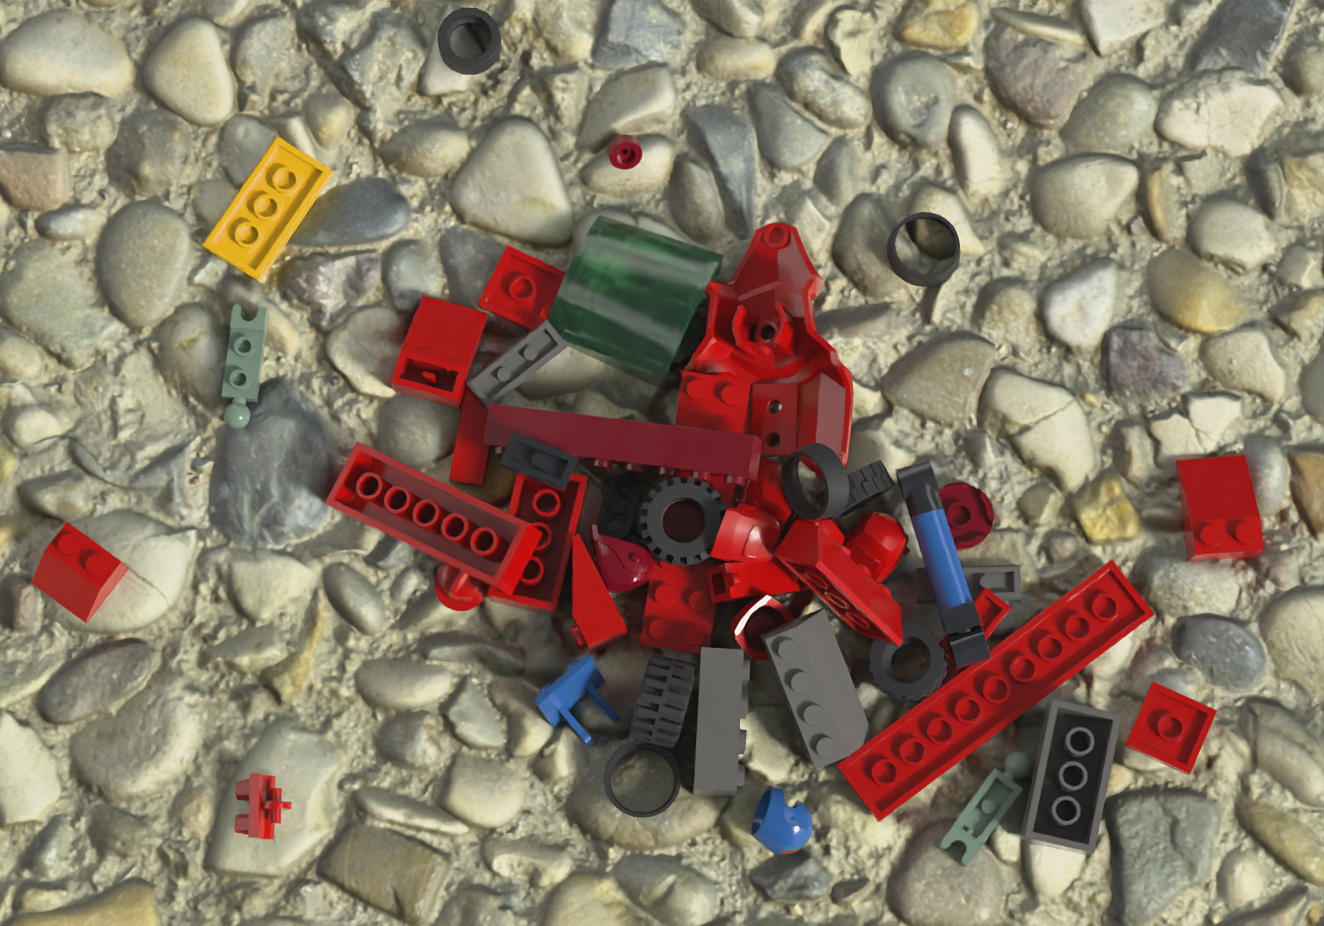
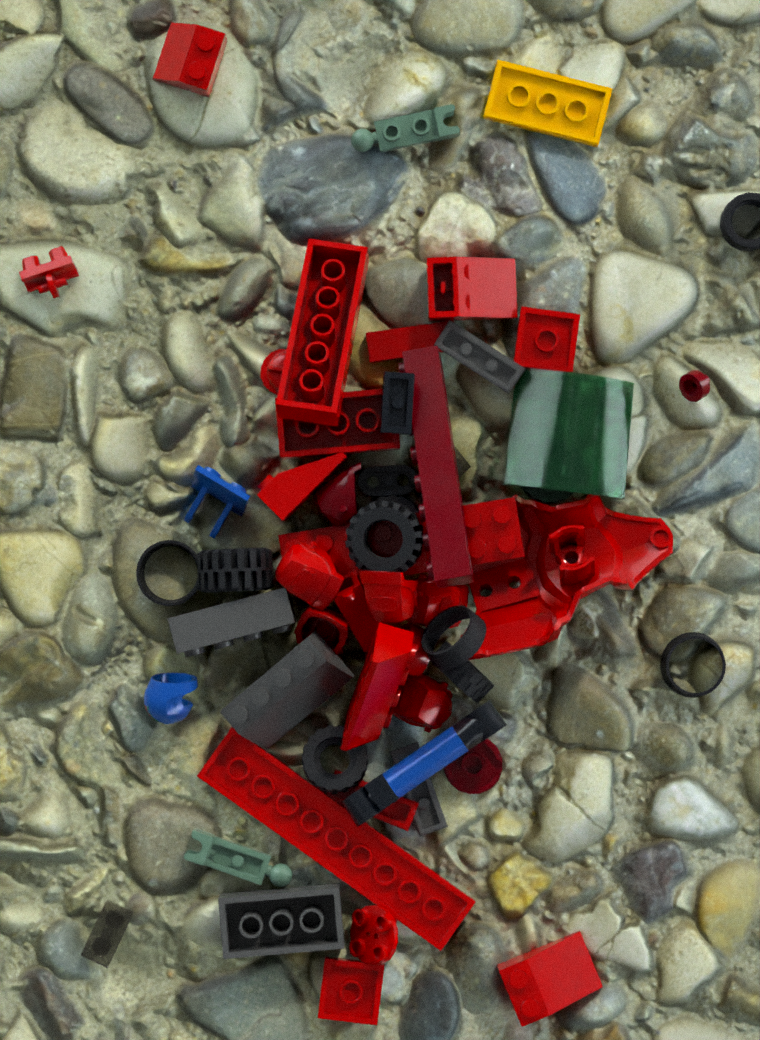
camera: 70 degrees right, 10 degrees up
(696, 616) = (309, 574): none -> red helmet
(1129, 689) = (364, 932): none -> red plate

